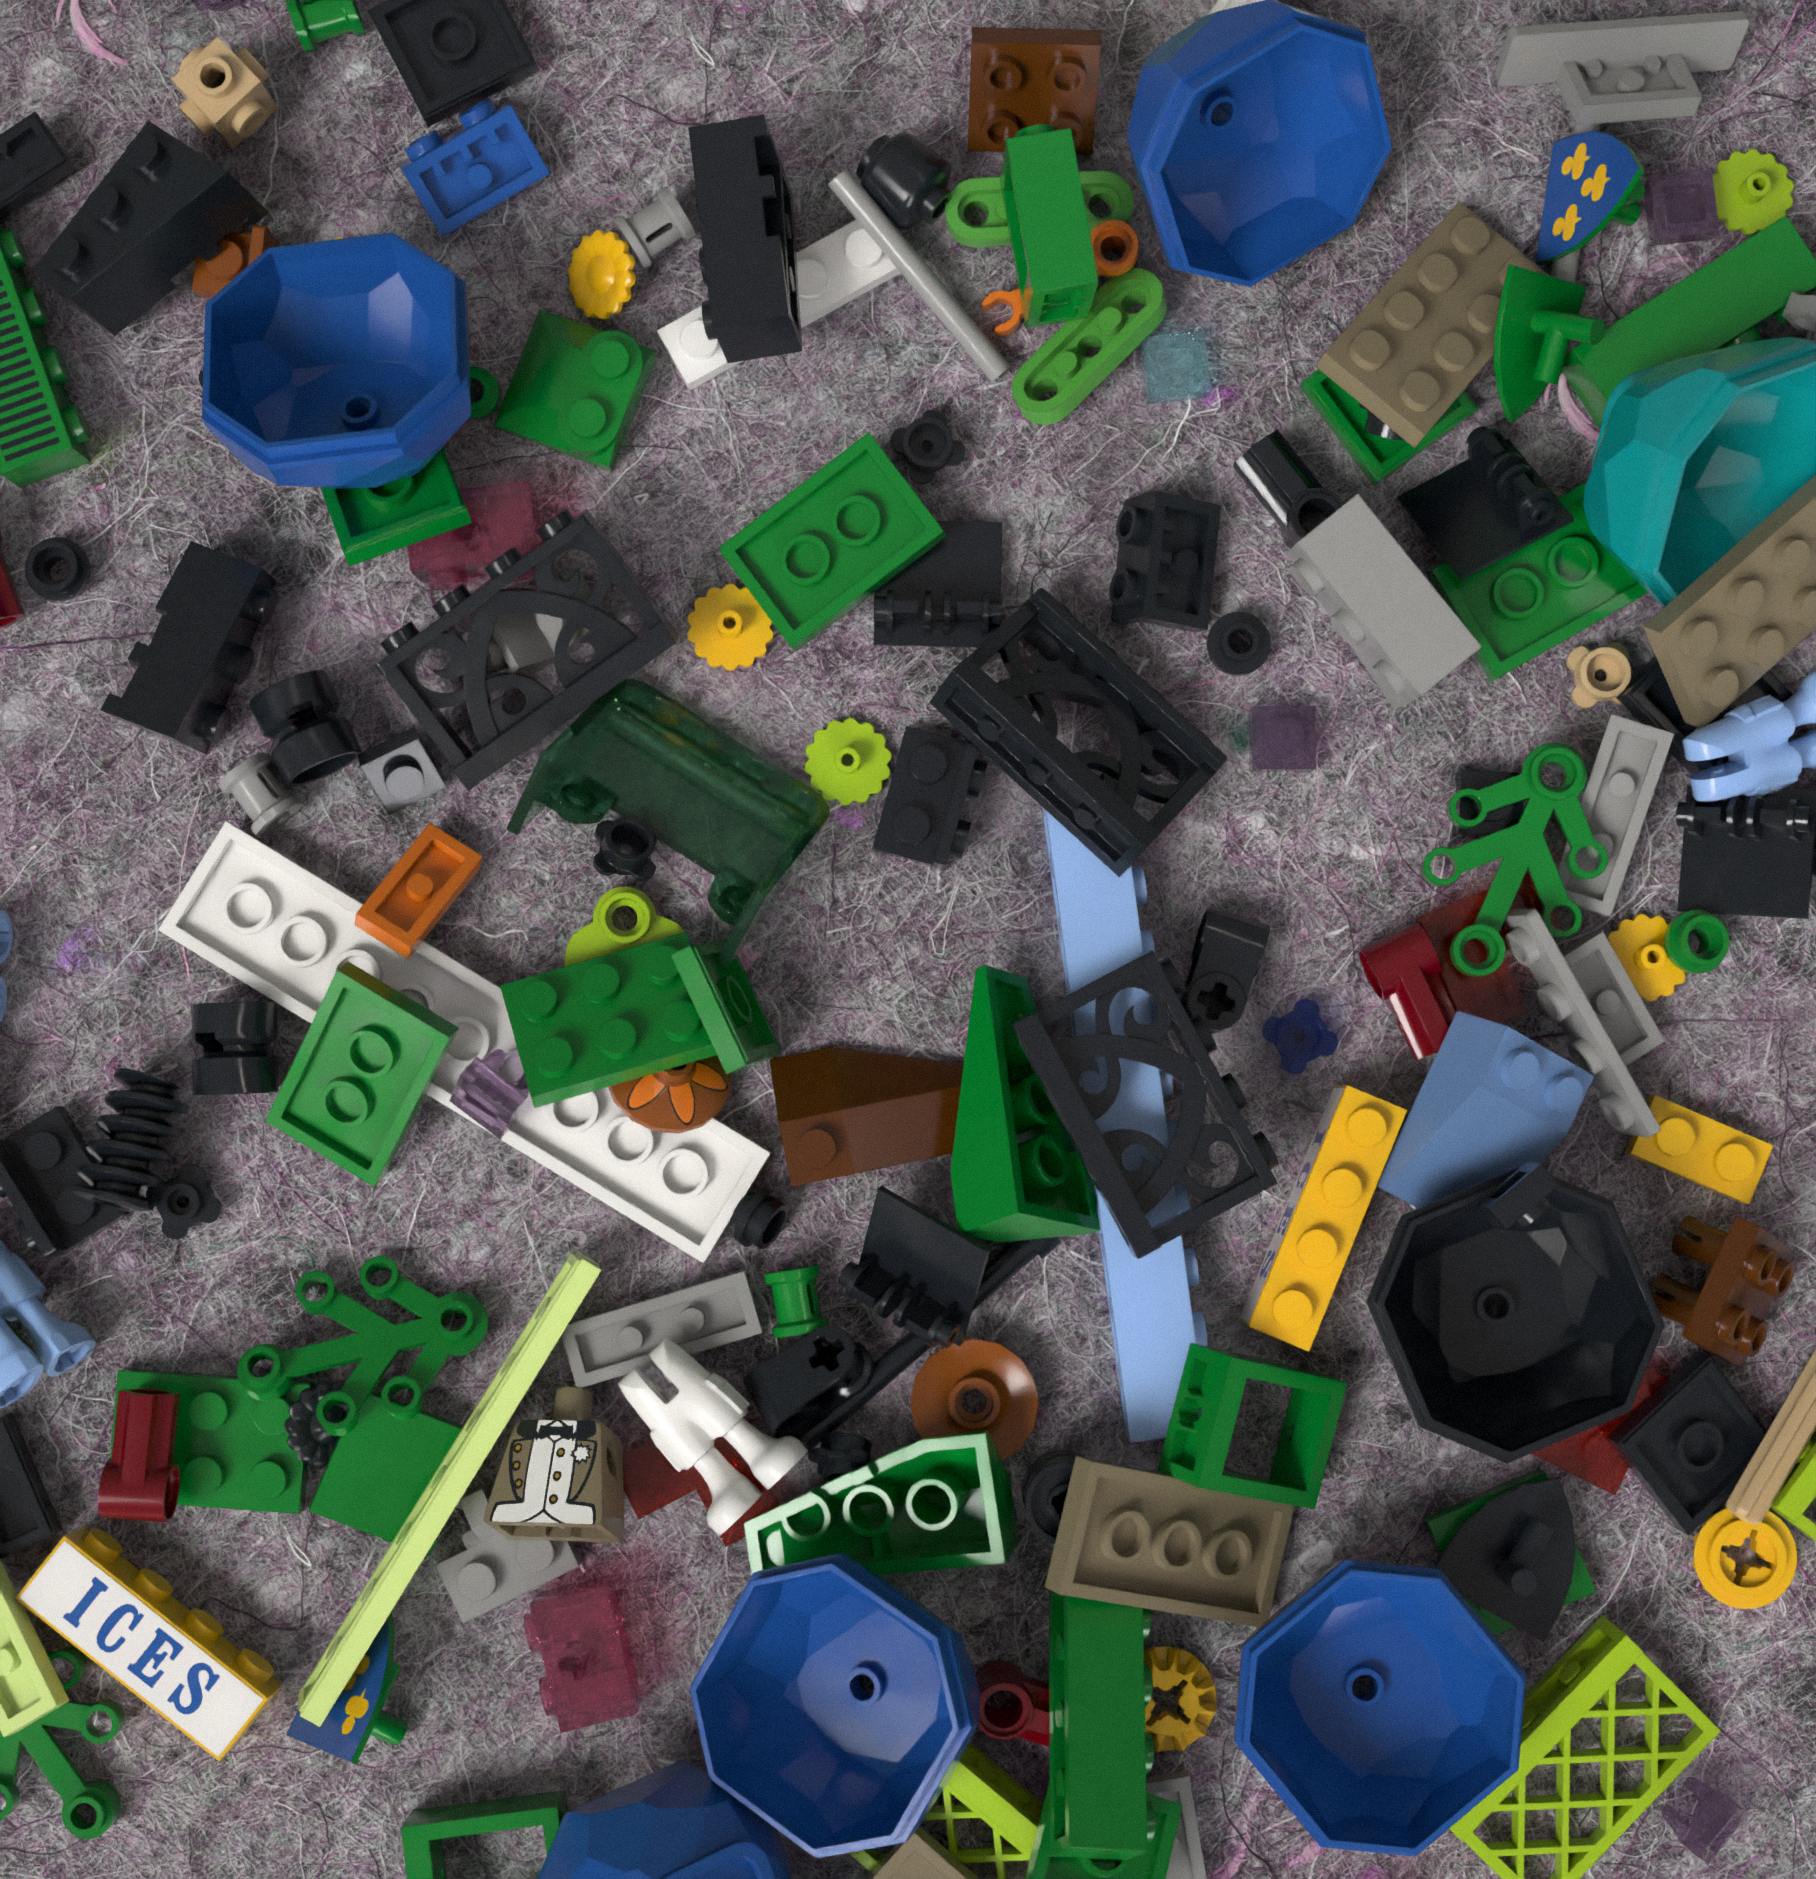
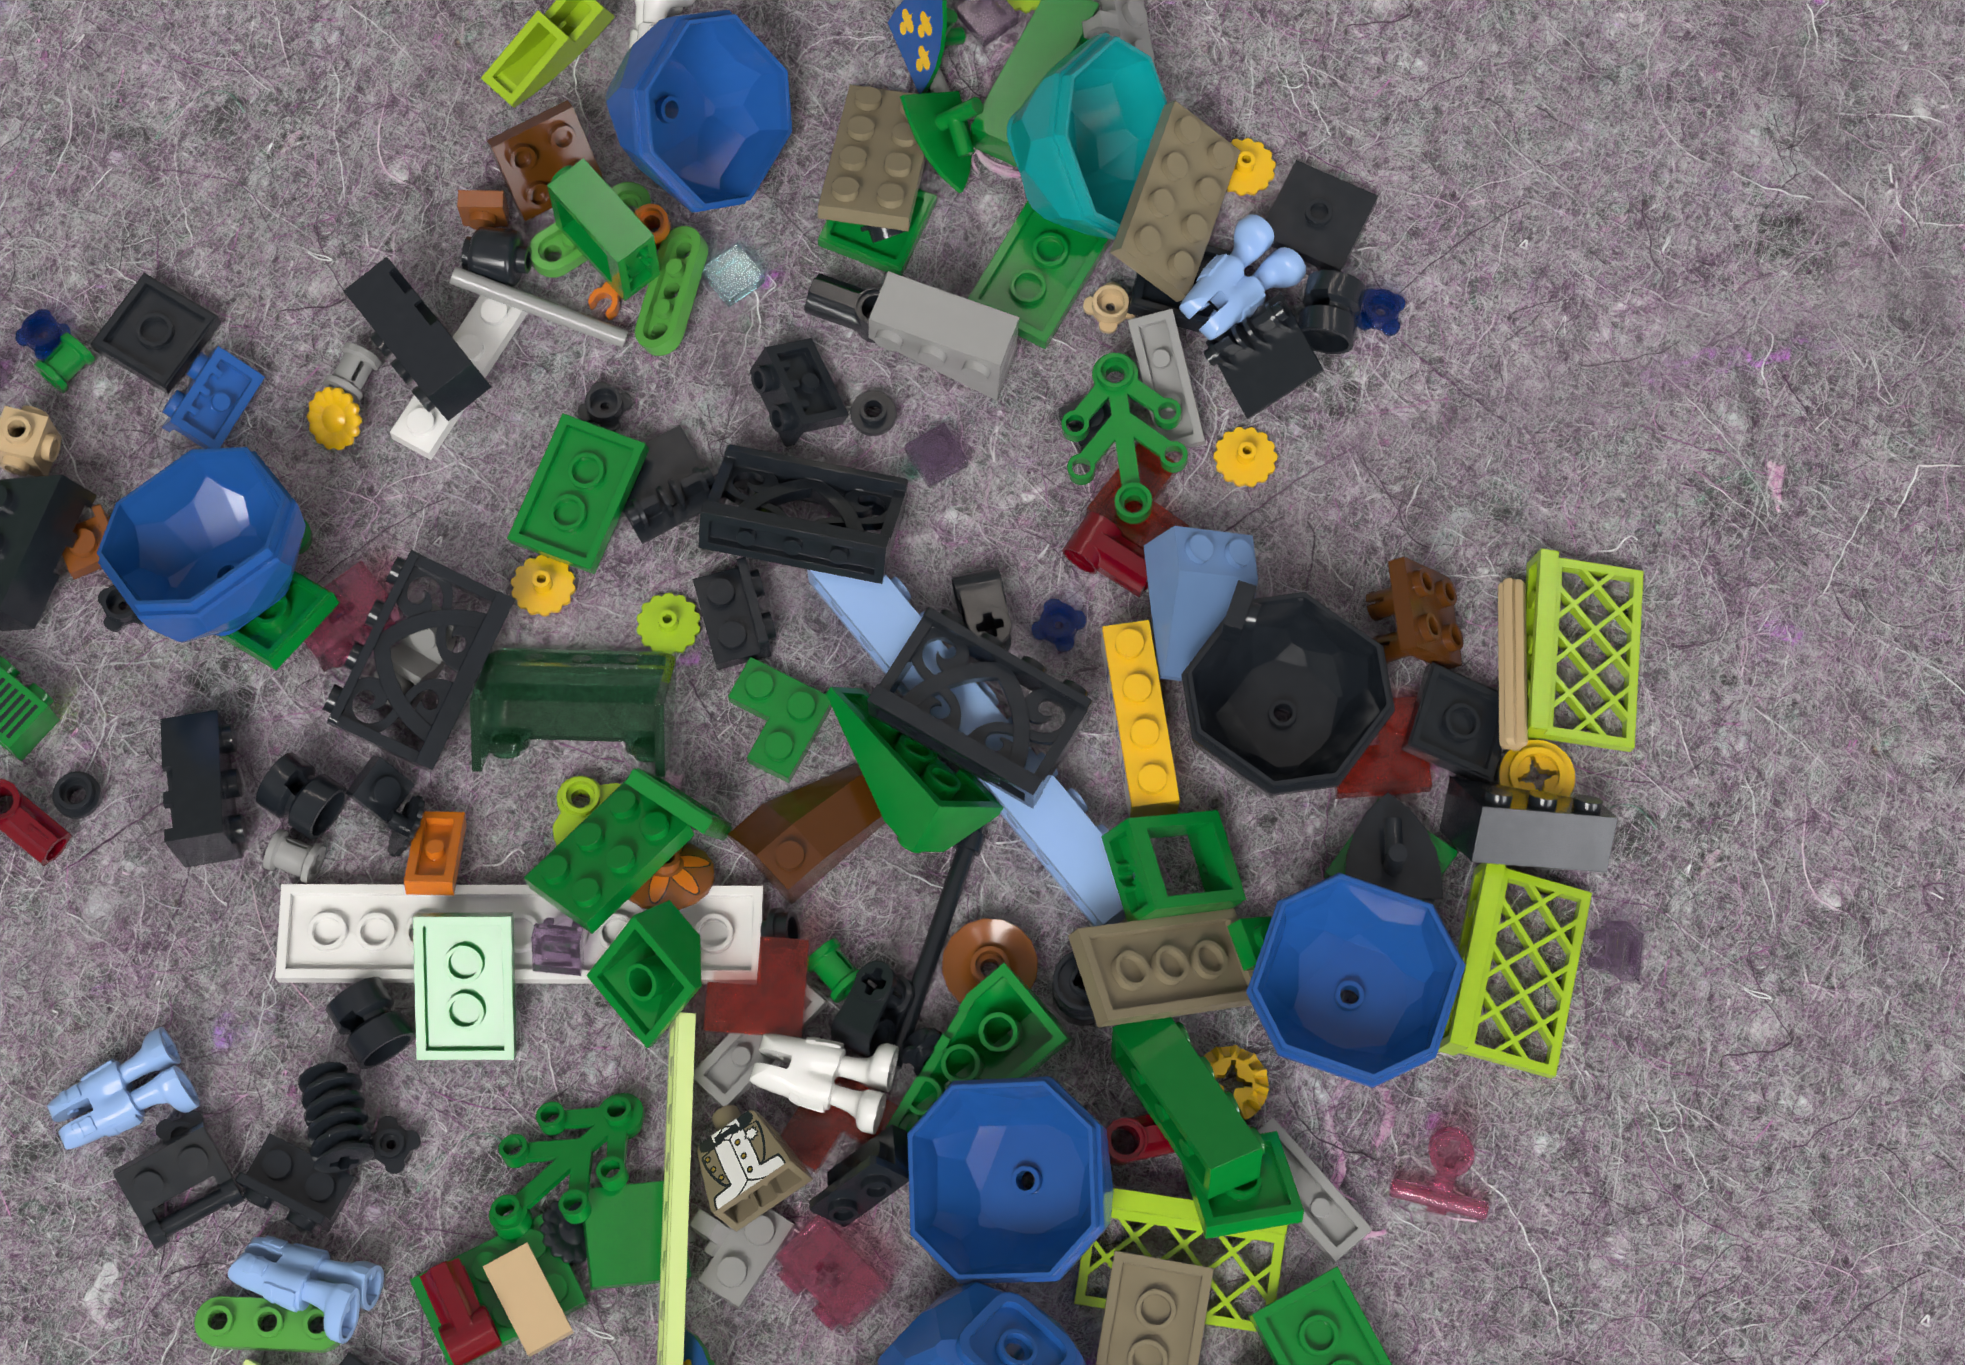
camera: 30 degrees left, 15 degrees down
(229, 1483) = (528, 1299): none -> tan tile
(404, 834) = (404, 825): none -> black piece
(576, 389) = (357, 497): green slope -> none
(582, 1191) = (651, 970): none -> green slope
(627, 835) = (555, 754): black plate -> none
(683, 1577) = (864, 1178): none -> black bracket
(696, 1306) = (772, 1004): none -> clear red plate
(918, 1269) = (901, 895): black hinge -> none
(924, 108) = (483, 208): none -> dark orange plate
(928, 956) = (792, 716): none -> green plate
(1295, 1559) = (1248, 939): none -> green plate
(1485, 505) = (975, 245): black hinge -> none
(1597, 1009) = (1229, 499): light grey bracket -> none
(1693, 1621) = (1527, 826): none -> wedge
(1702, 1151) = (1349, 550): yellow plate -> none
(1712, 941) = (1270, 416): green plate -> none

